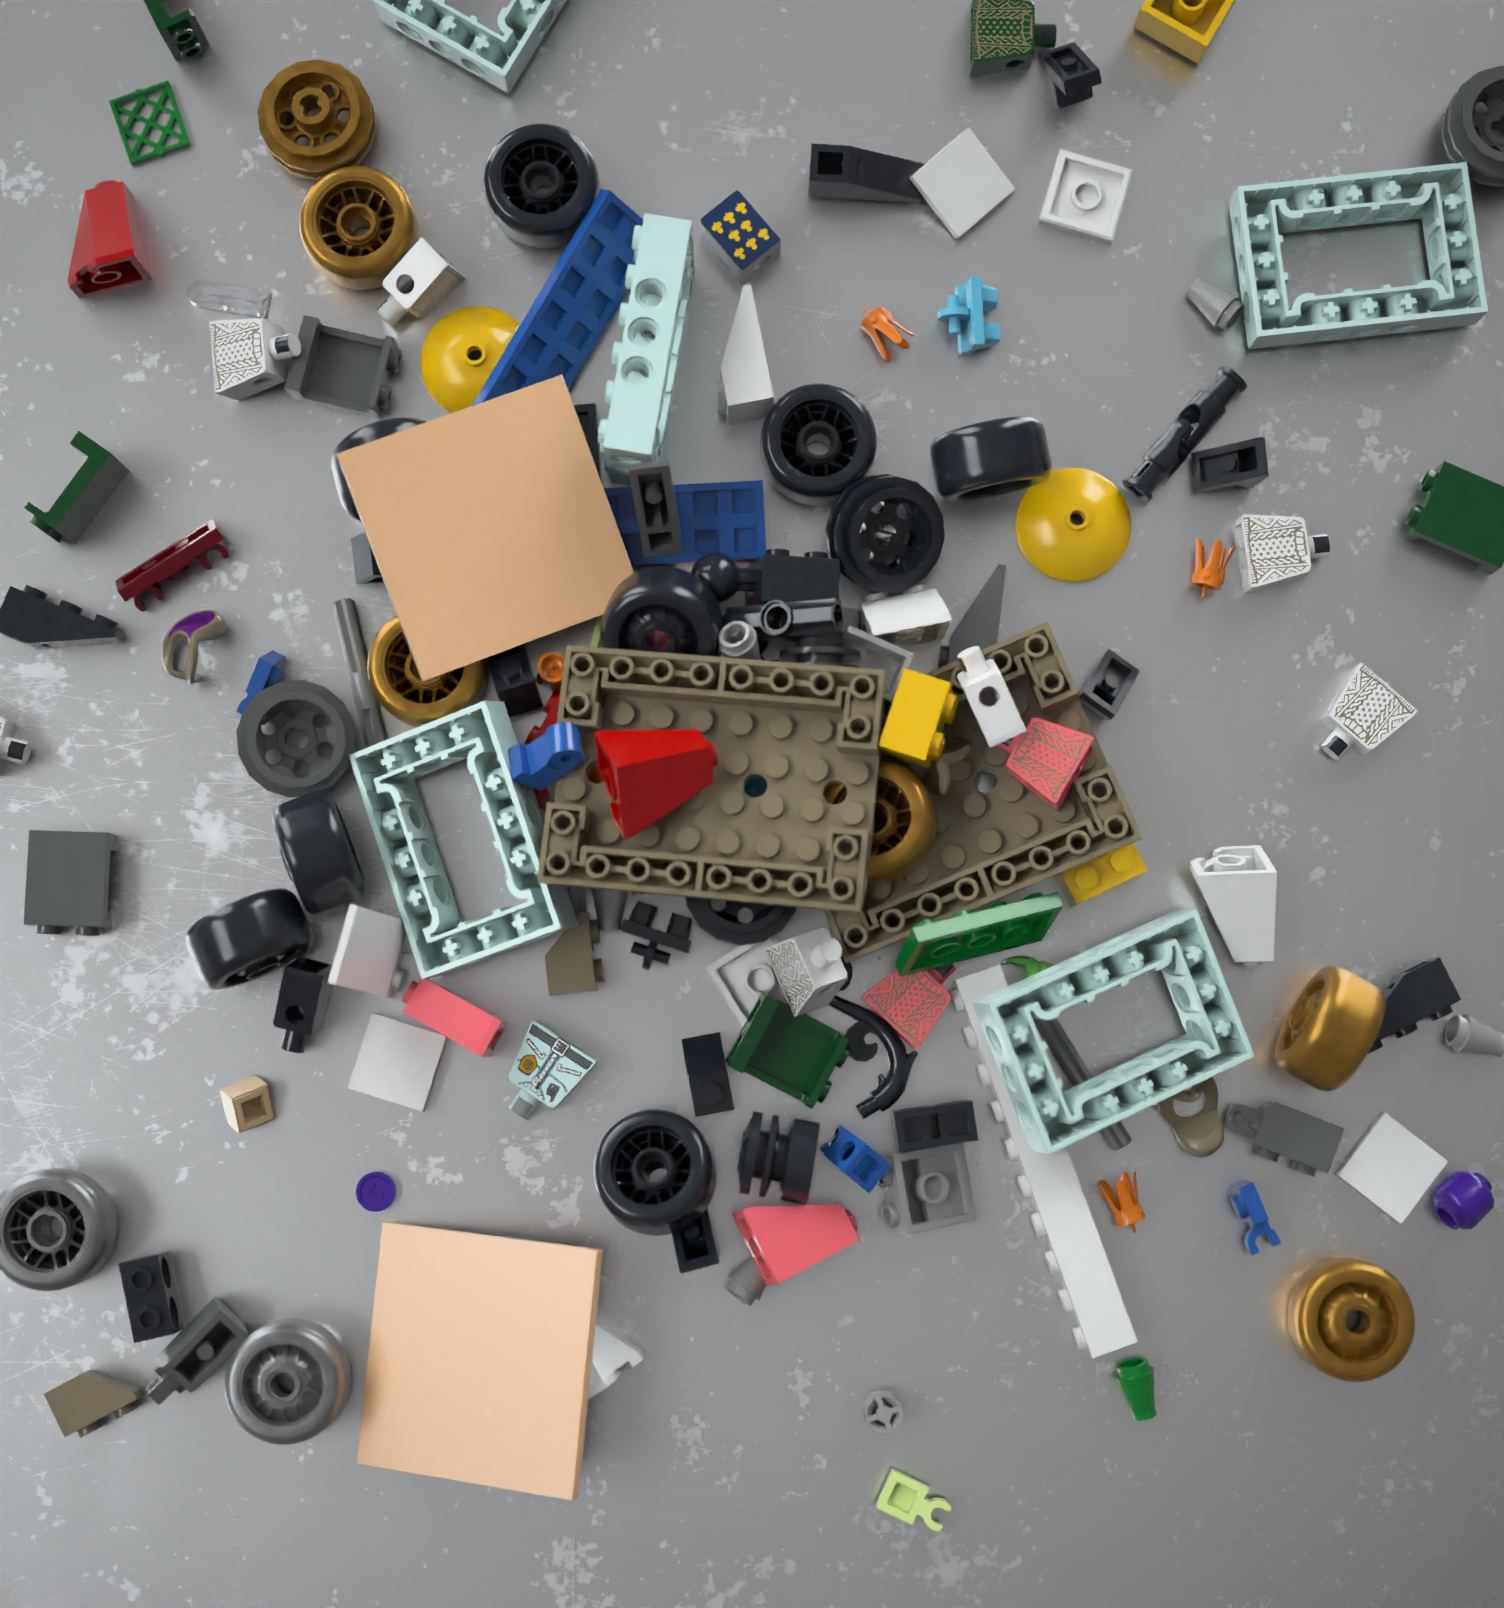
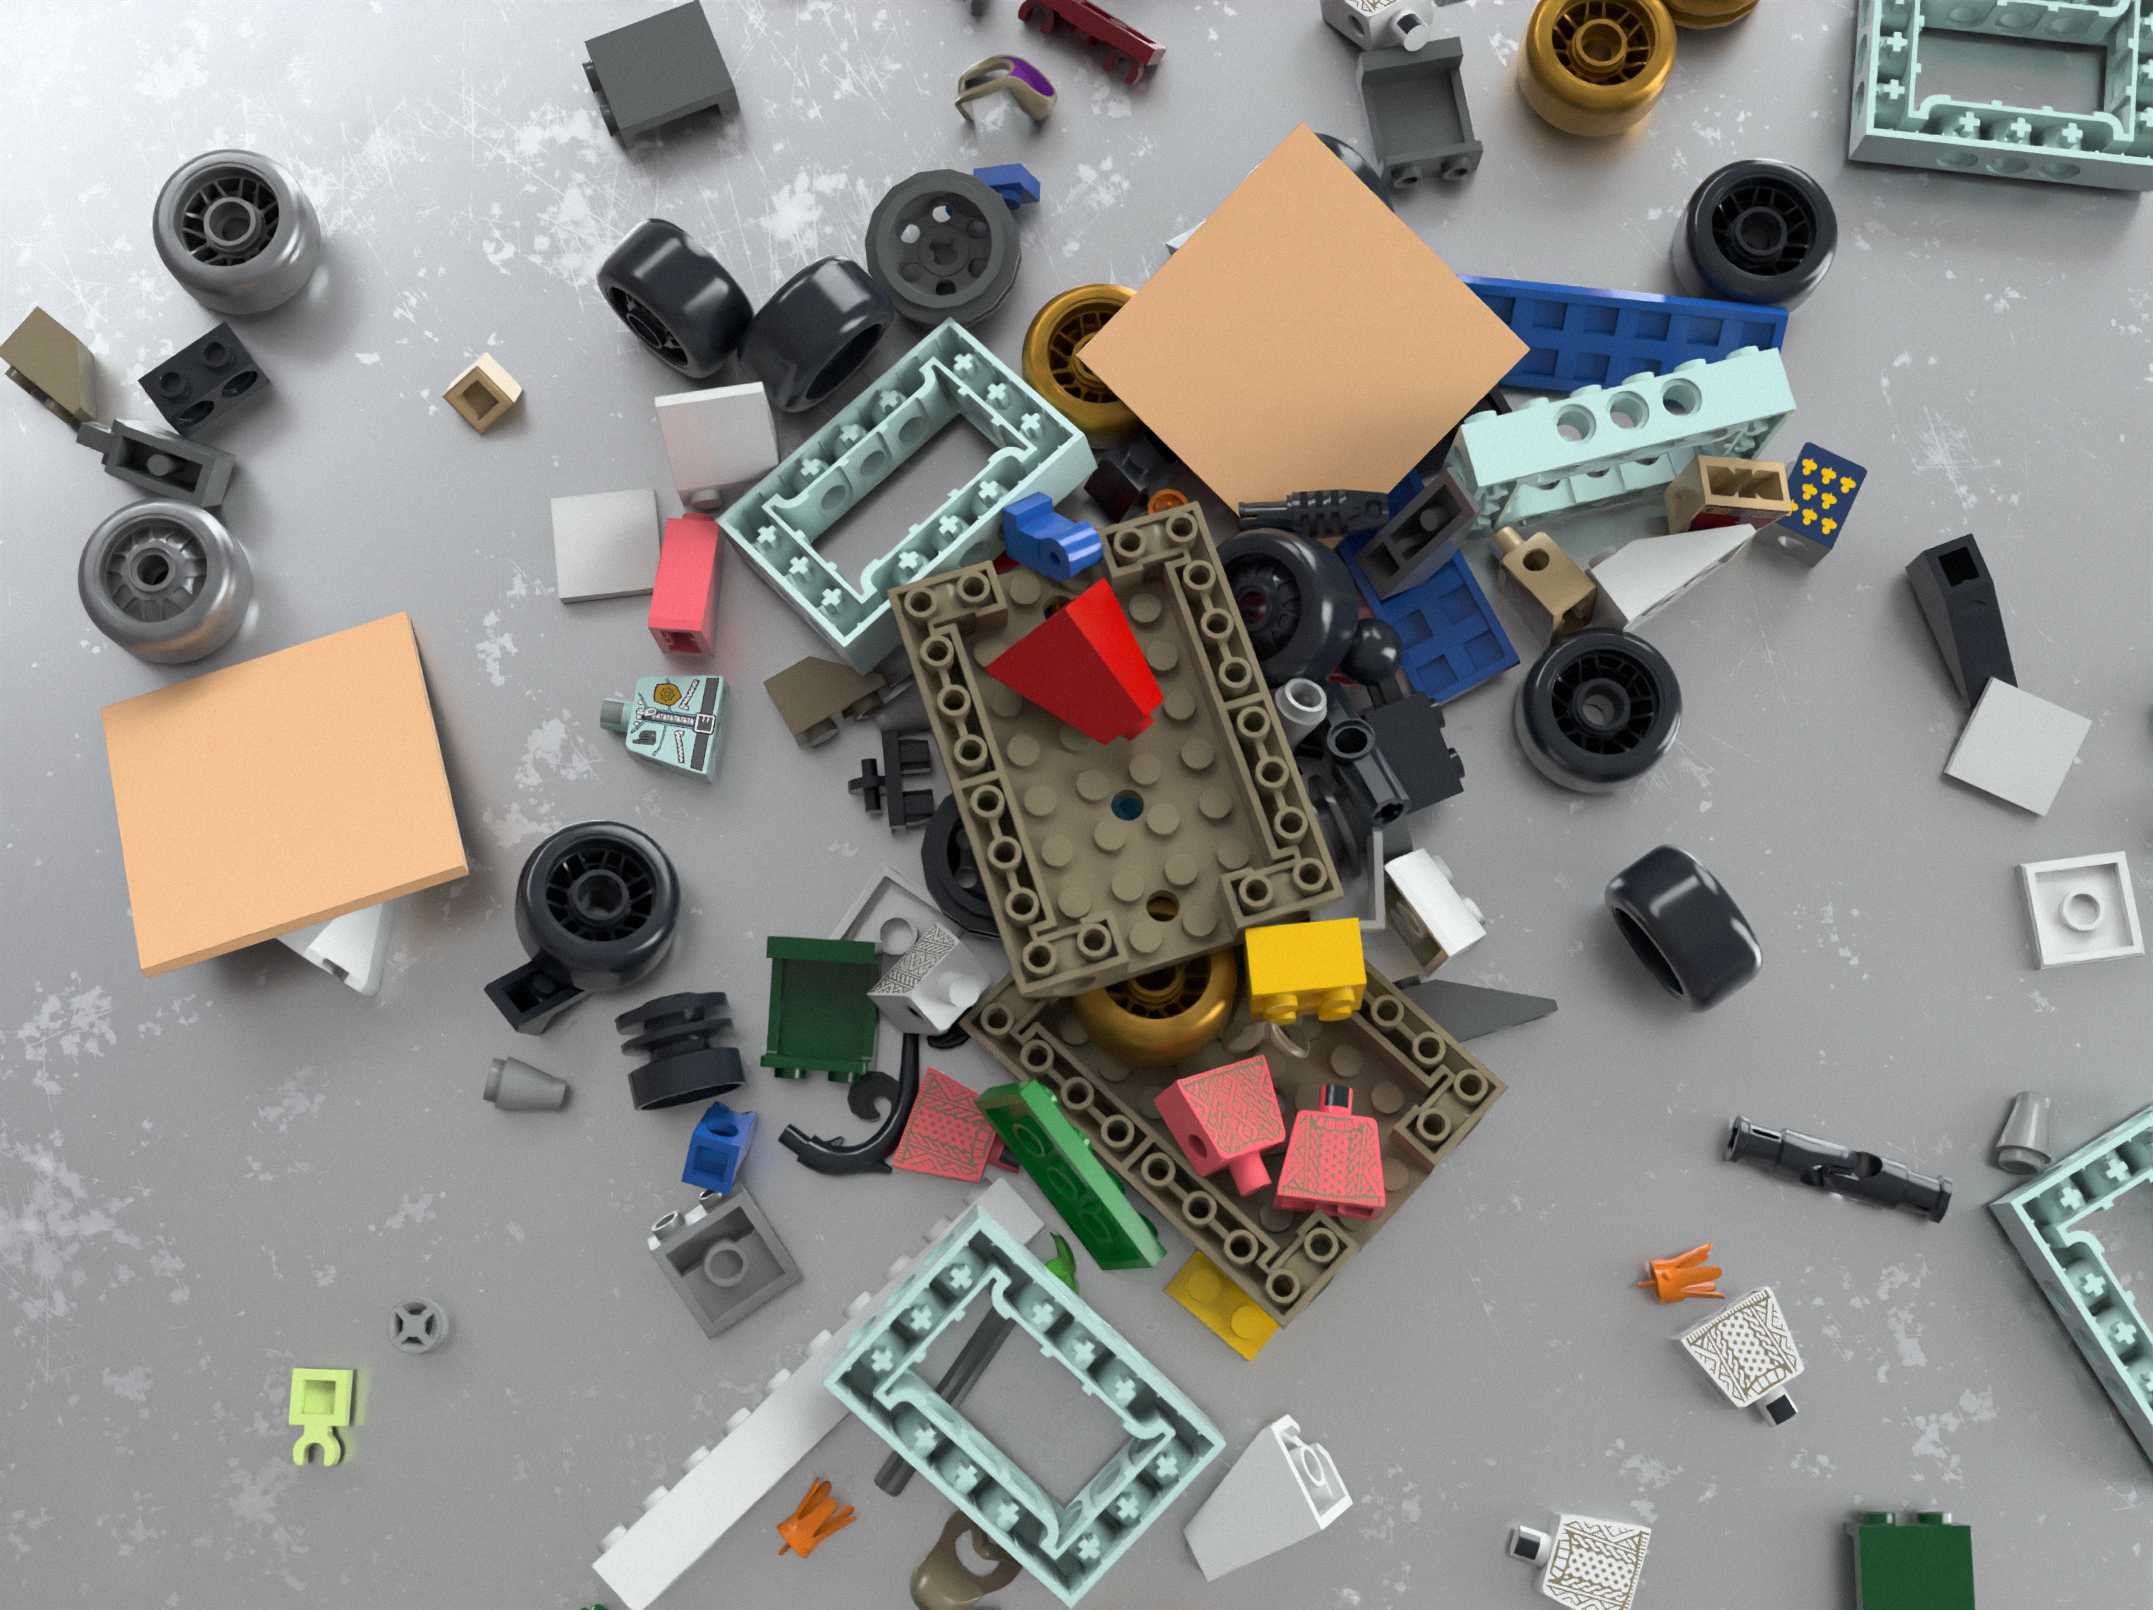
camera: 65 degrees right, 5 degrees down
(307, 987) = (623, 395): black torso -> none
(356, 662) = (1091, 269): light grey axle -> none
(376, 1191) = (440, 589): dark purple piece -> none
(418, 283) = (1565, 152): white torso -> none
(444, 359) = (1482, 227): yellow dish -> none
(608, 568) = (1319, 513): none -> black hinge
(707, 1074) = (744, 925): black slope -> none
(711, 305) = (1726, 493): none -> tan torso
(729, 436) = (1542, 585): none -> tan torso
(794, 1236) = (590, 1115): coral slope -> none
(854, 526) = (1508, 892): black wheel -> none
(880, 321) = (1791, 724): orange piece -> none
(934, 1125) = (804, 1230): black brick -> none
(967, 318) = (1850, 823): medium azure hips -> none
(992, 814) = (1226, 1121): none -> coral torso
(993, 705) = (1360, 1063): white torso -> none
(1070, 550) = (1617, 1088): yellow dish -> none
(1108, 685) = (1468, 1209): black slope -> none
(1230, 465) = (1826, 1244): black slope -> none

